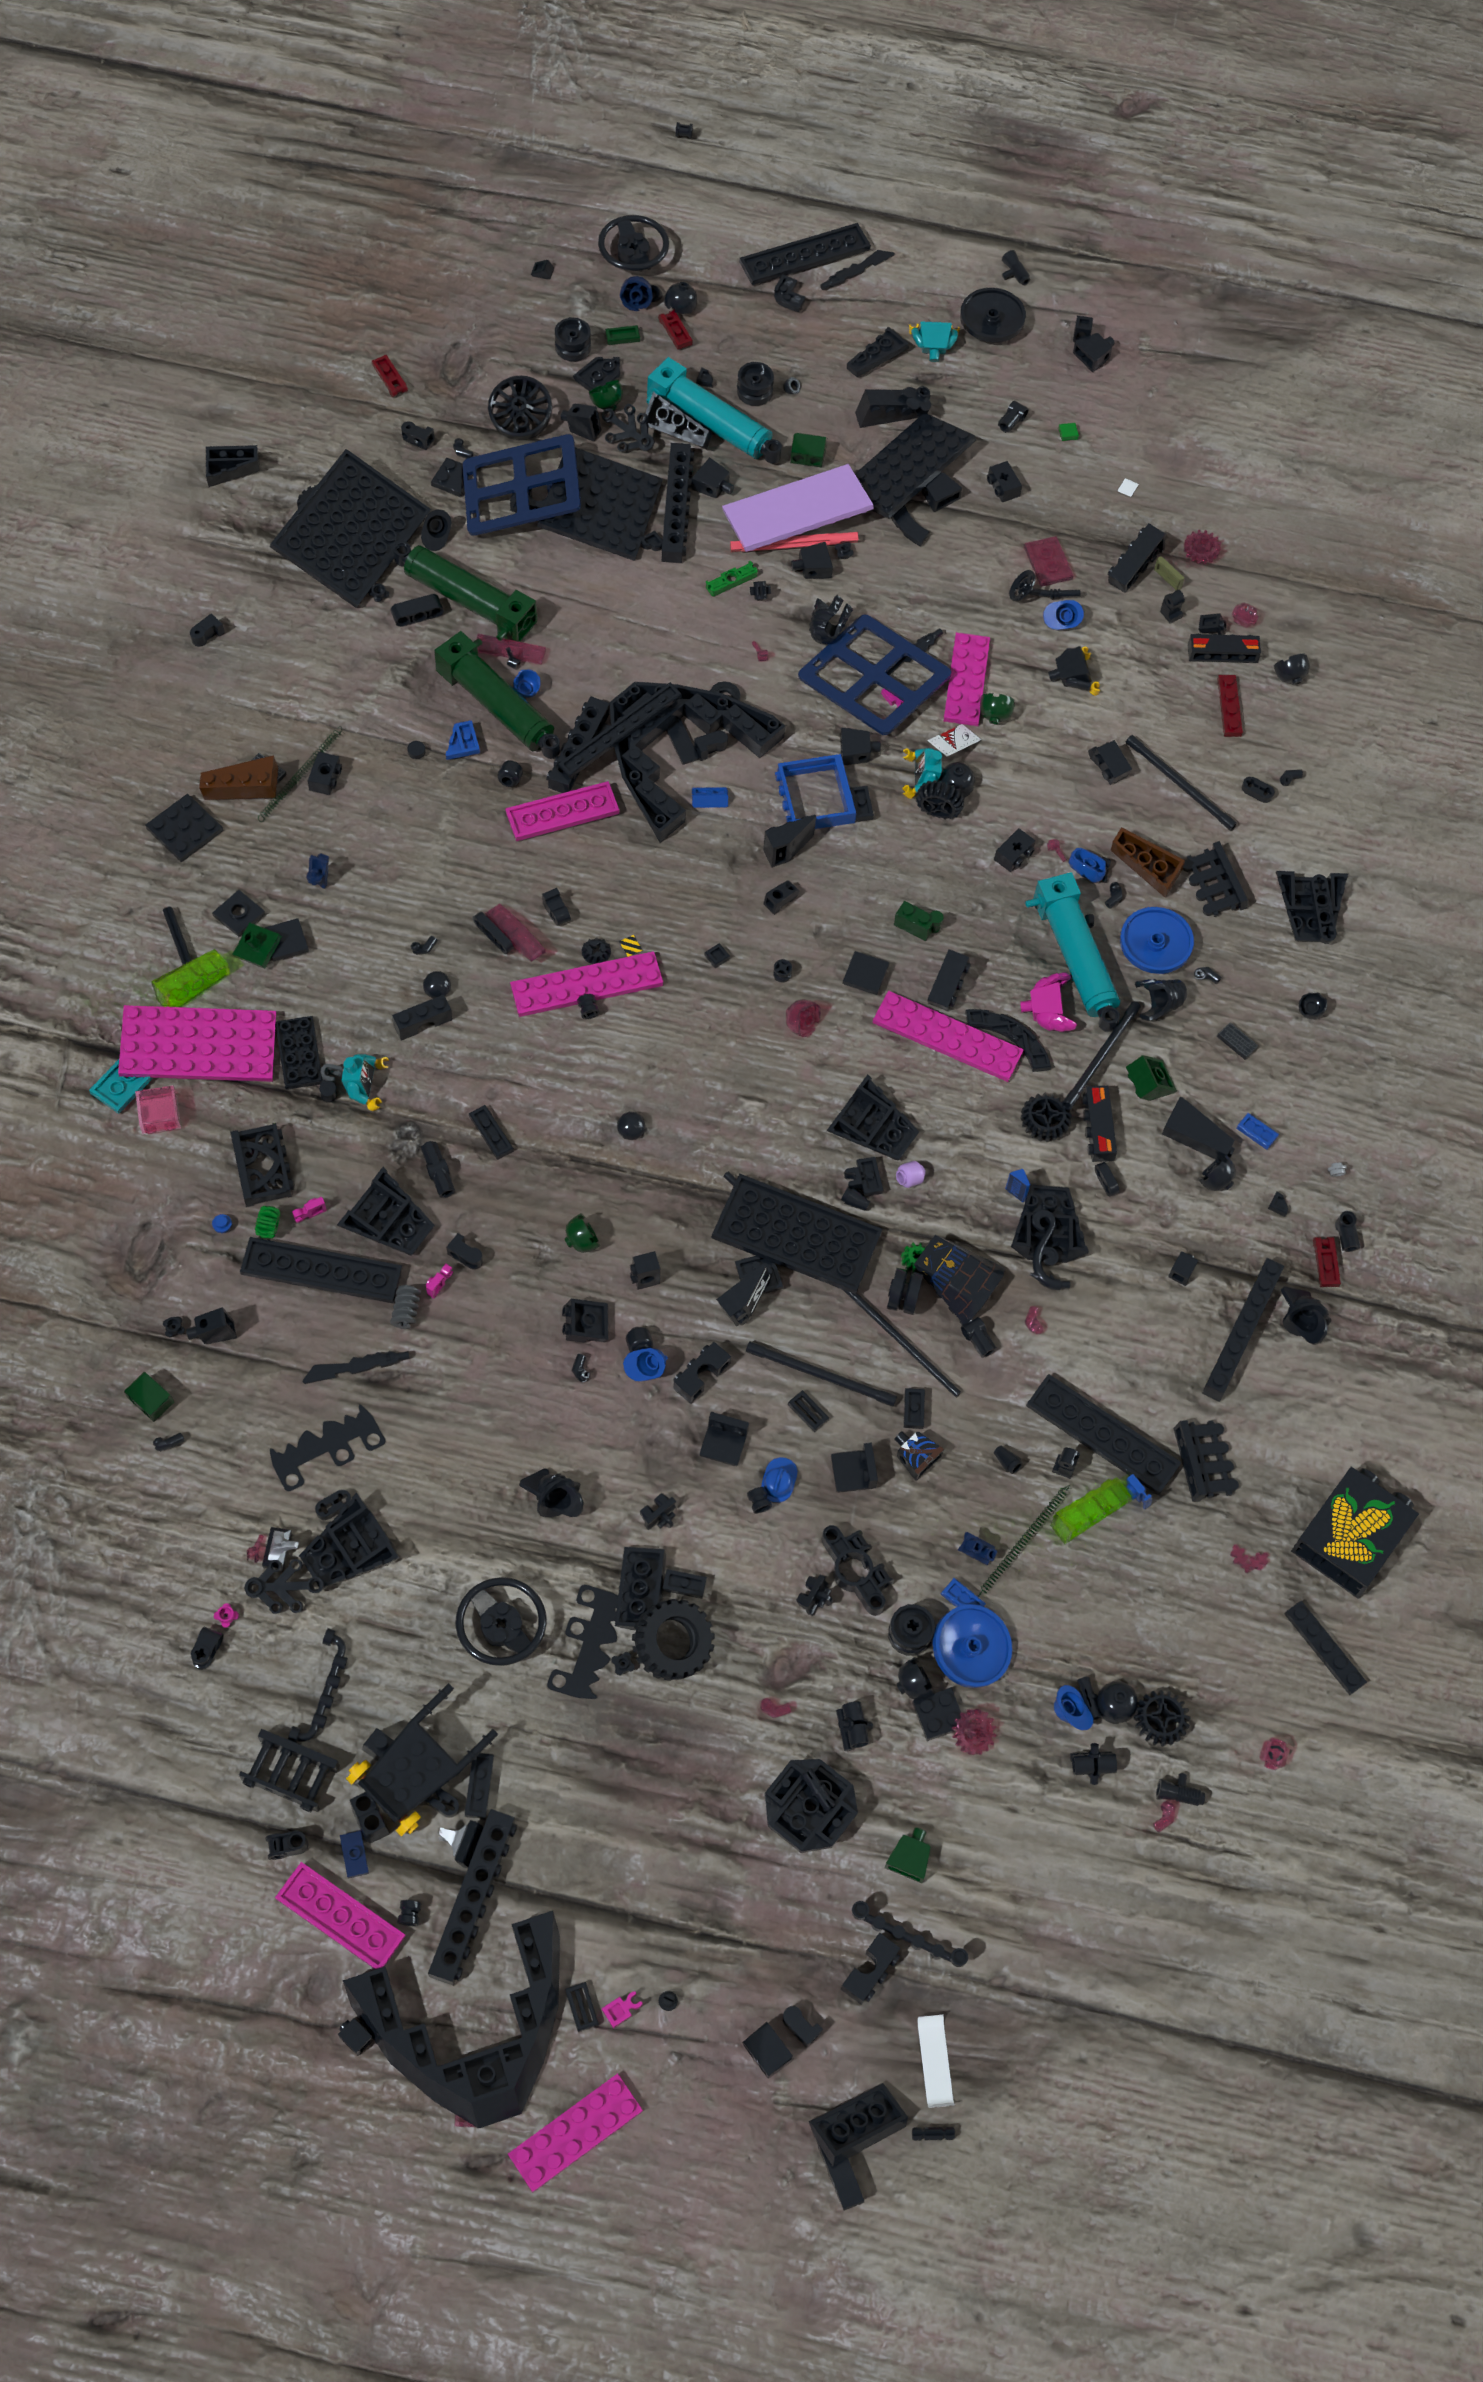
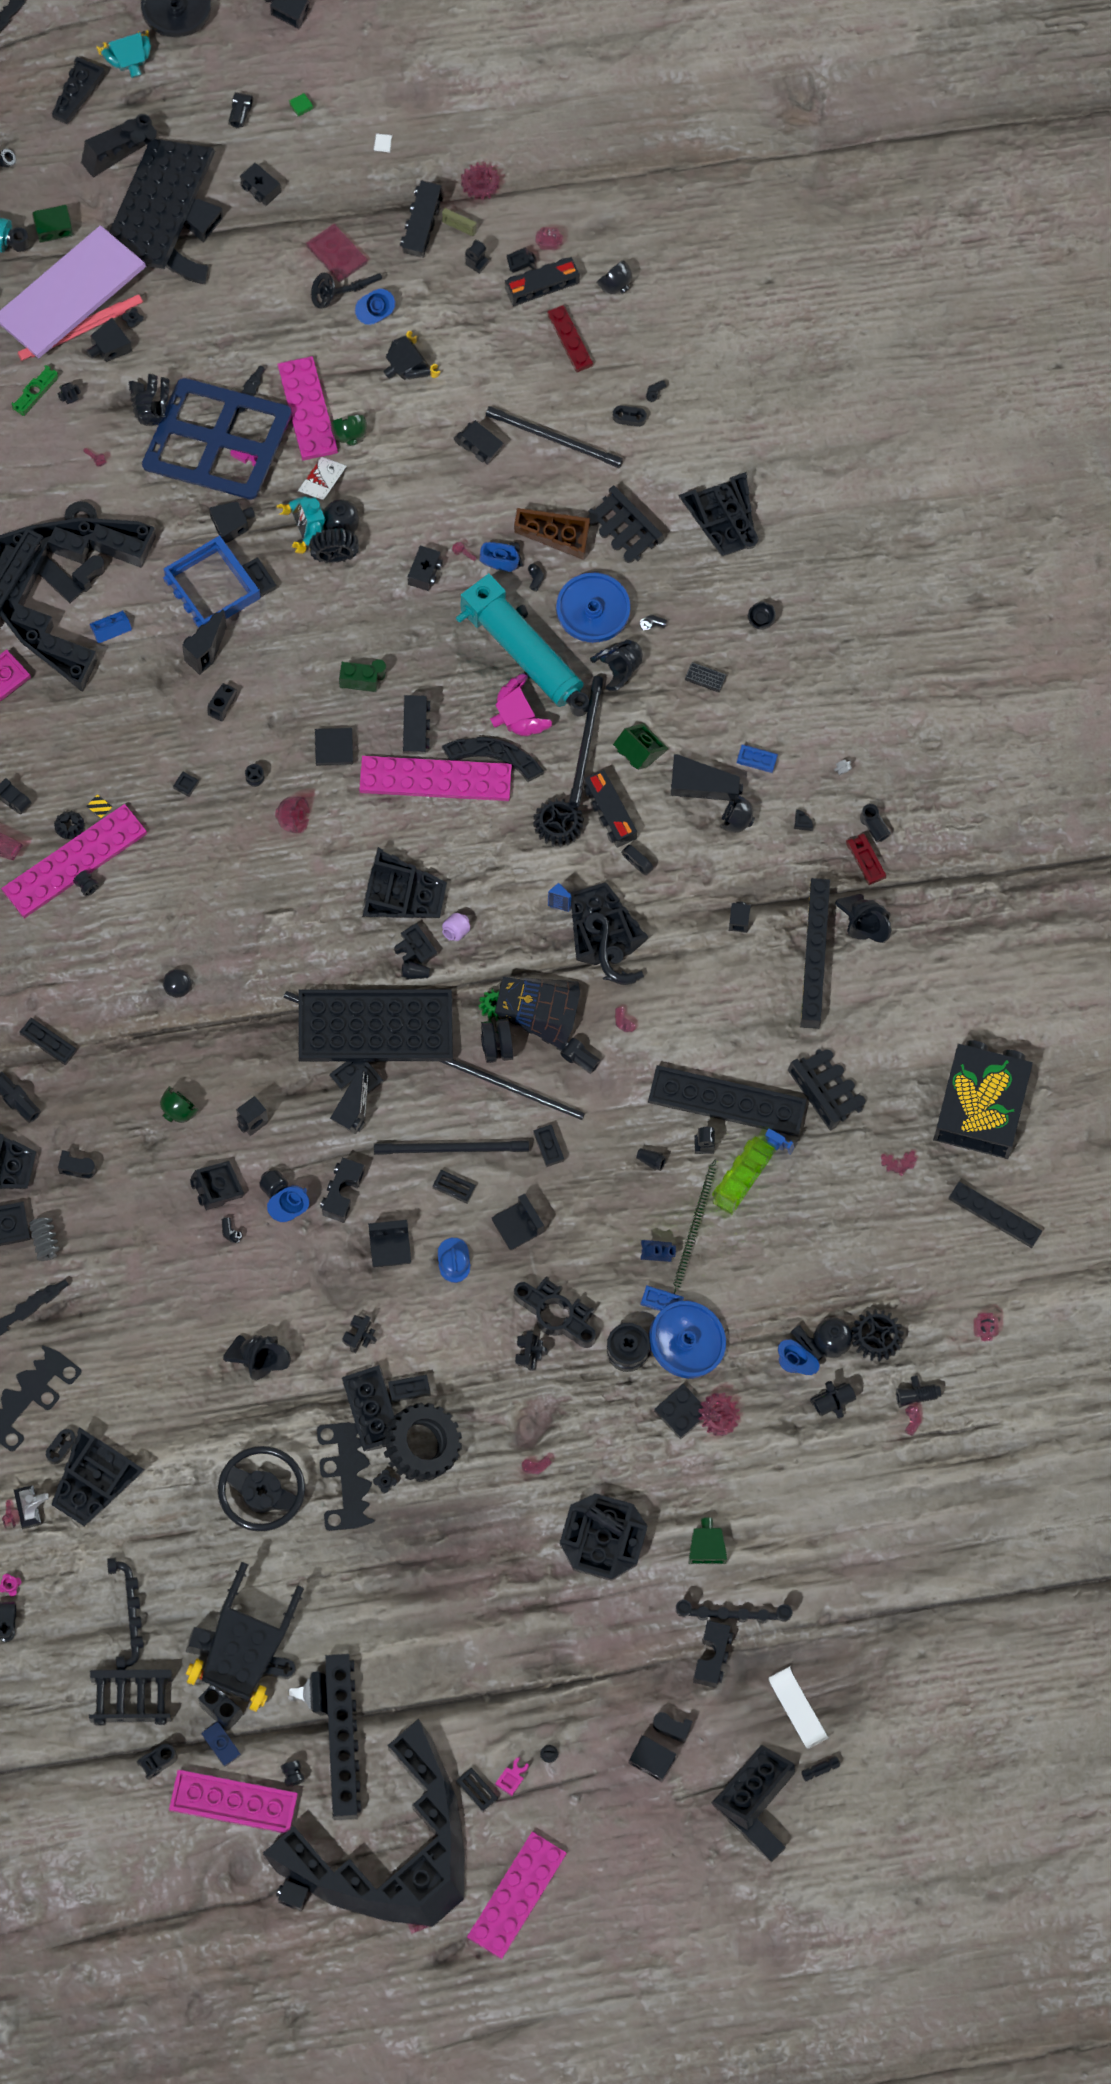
camera: 20 degrees left, 5 degrees up
(281, 1587) = (48, 1539): black plant -> none
(437, 1282) = (61, 1206): dark pink plate -> none
(479, 1786) = (305, 1640): black plate -> none
(758, 1497) = (444, 1285): black wheel -> none
(853, 1726) = (611, 1452): black pin -> none
(914, 1681) = (648, 1391): black cylinder -> none
(917, 1453) = (568, 1185): torso -> none

